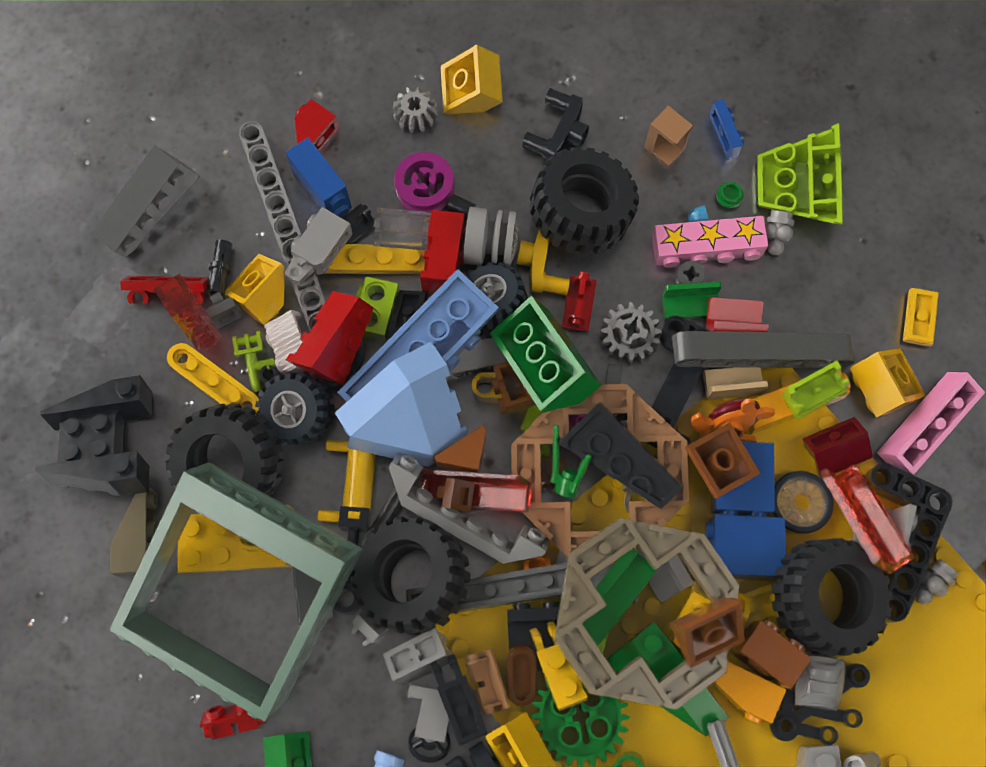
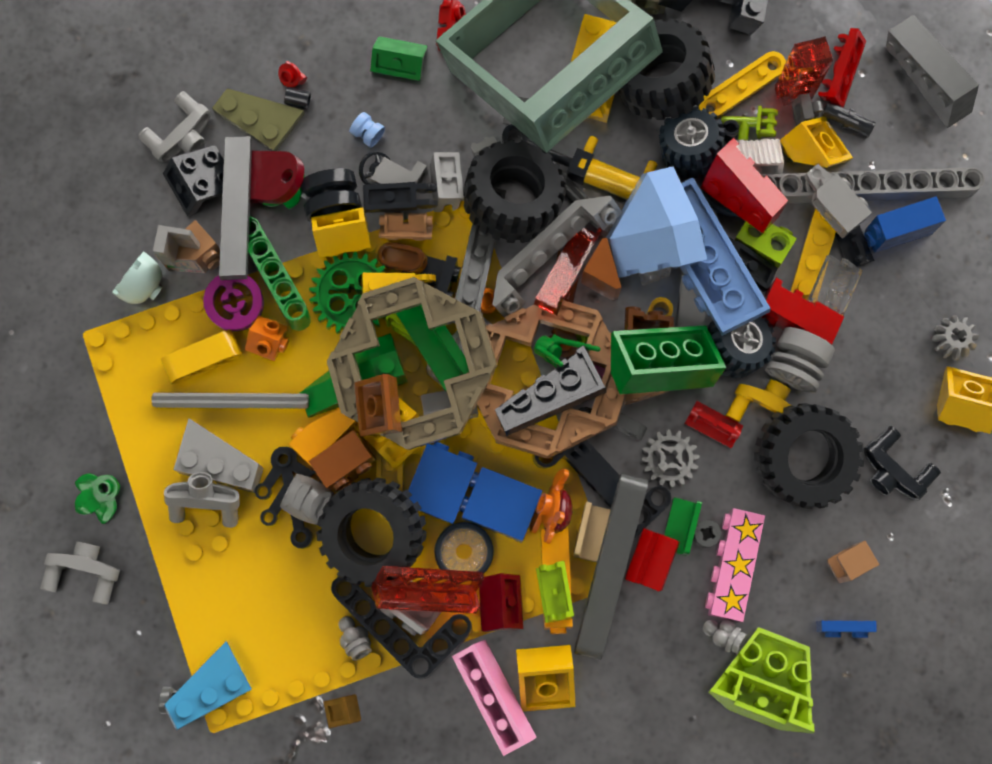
camera: 110 degrees right, 5 degrees up
(315, 123) = (963, 238): red slope -> none
(432, 171) = (869, 305): magenta wheel -> none
(456, 494) = (568, 249): reddish brown tile -> none
(459, 205) = (843, 348): black hinge -> none
(698, 214) = (764, 566): dark azure hinge -> none
(722, 460) = (518, 478): dark orange slope -> none
(730, 195) = (777, 605): green plate -> none
(920, 317) = (597, 737): yellow plate -> none

